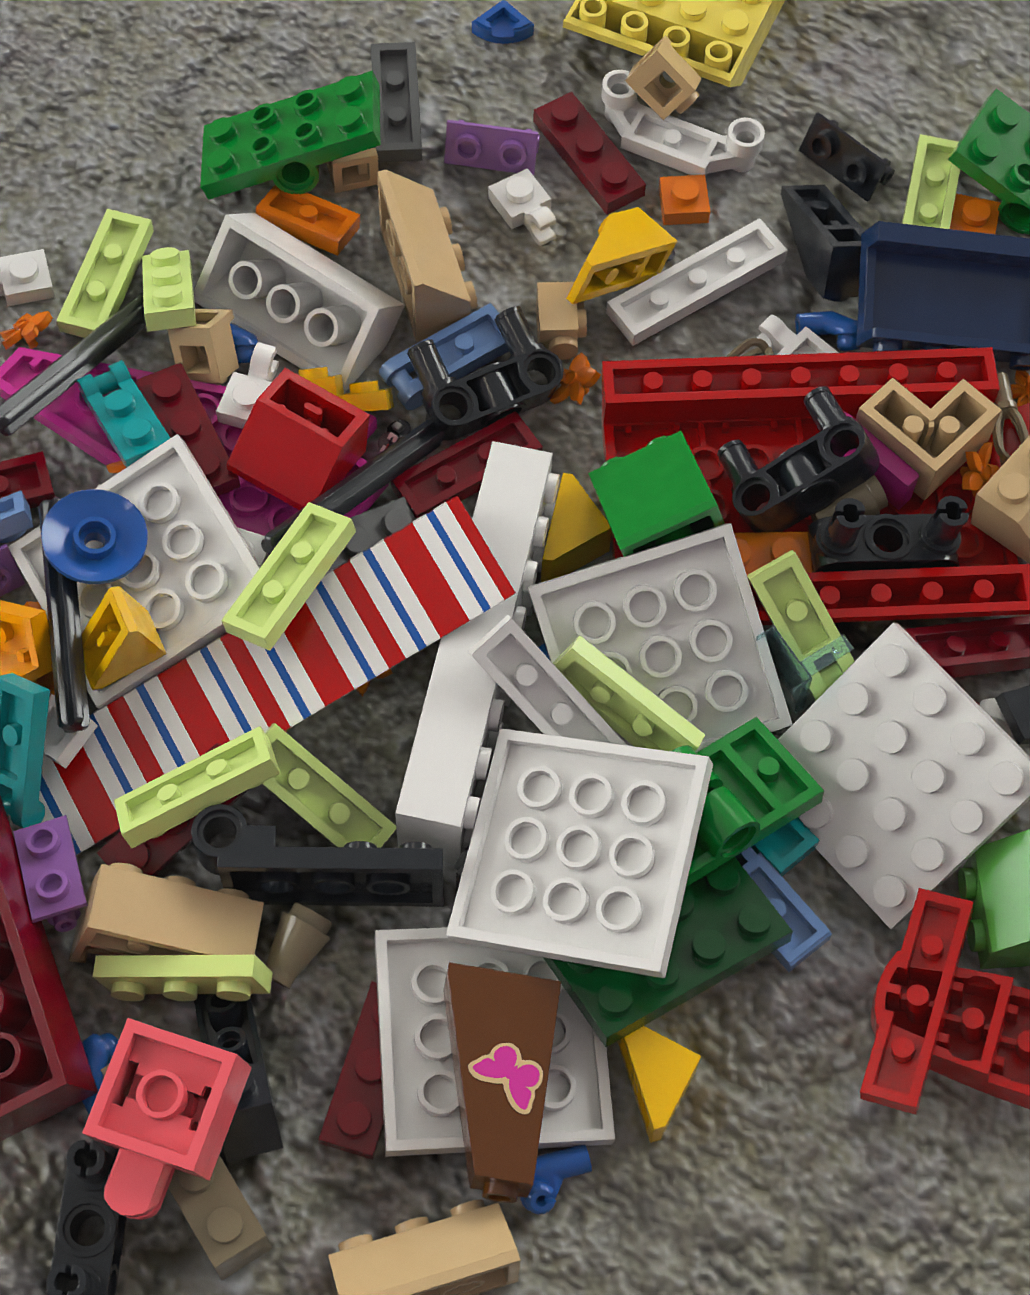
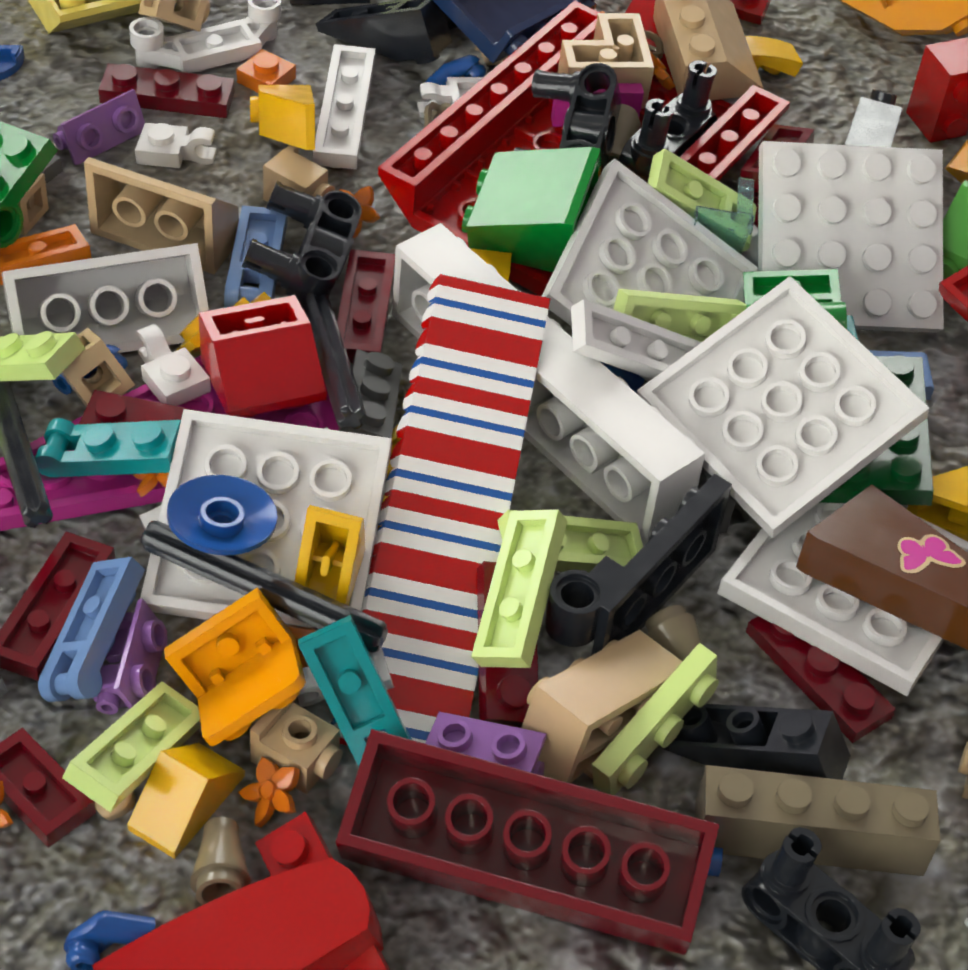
camera: 55 degrees left, 15 degrees down
(164, 1111) = (807, 762): coral brick -> none
(288, 576) = (398, 413): yellowish green plate -> none

